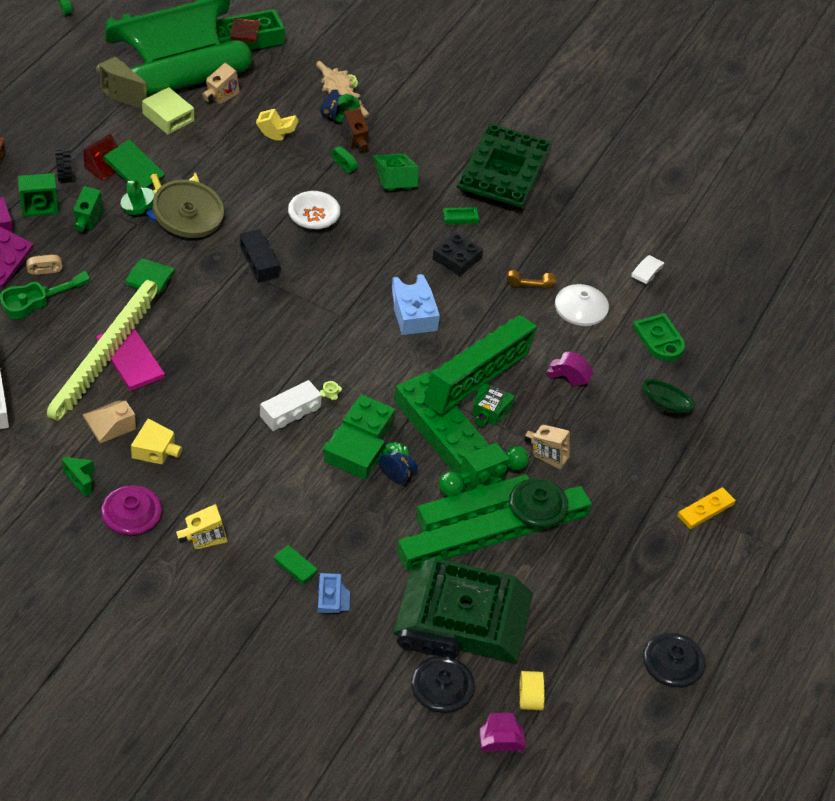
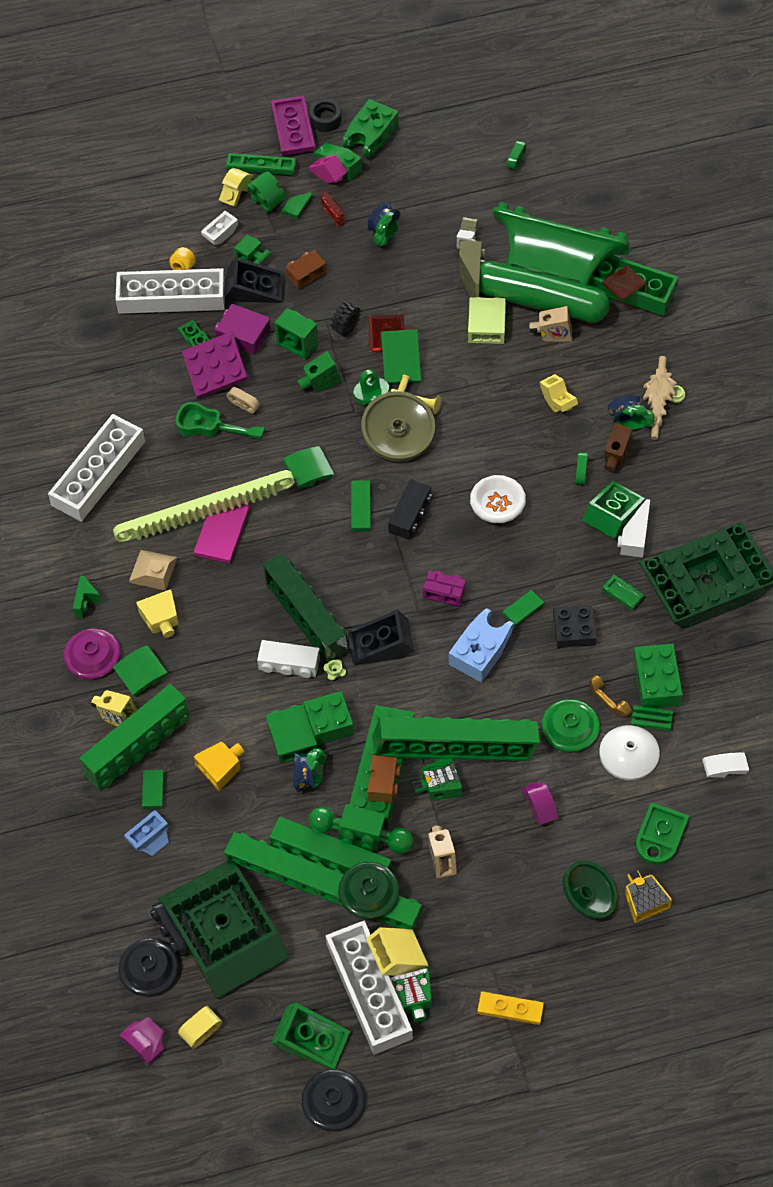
camera: 55 degrees right, 10 degrees up
(18, 91) = (384, 223): none -> piece
(85, 66) = (467, 230): none -> leg
(187, 492) = (140, 670): none -> green slope
(218, 277) = (360, 506): none -> green tile
(246, 536) = (135, 737): none -> green brick
(265, 361) = (305, 608): none -> dark green brick
(326, 509) = (219, 763): none -> yellow torso
(341, 347) = (381, 639): none -> black slope
(344, 287) = (444, 588): none -> magenta brick
(409, 266) = (523, 608): none -> green tile
(430, 177) = (634, 533): none -> white slope
(466, 421) = (382, 780): none -> dark orange brick
(530, 307) = (570, 725): none -> green piece
(546, 246) = (657, 676): none -> green brick
(569, 272) = (652, 714): none -> green tile
(605, 525) = (396, 951): none -> light yellow brick
(609, 631) = (310, 1036): none -> green slope
(611, 565) = (368, 989): none -> white brick
(640, 548) = (414, 993): none -> torso
(700, 377) = (645, 896): none -> torso

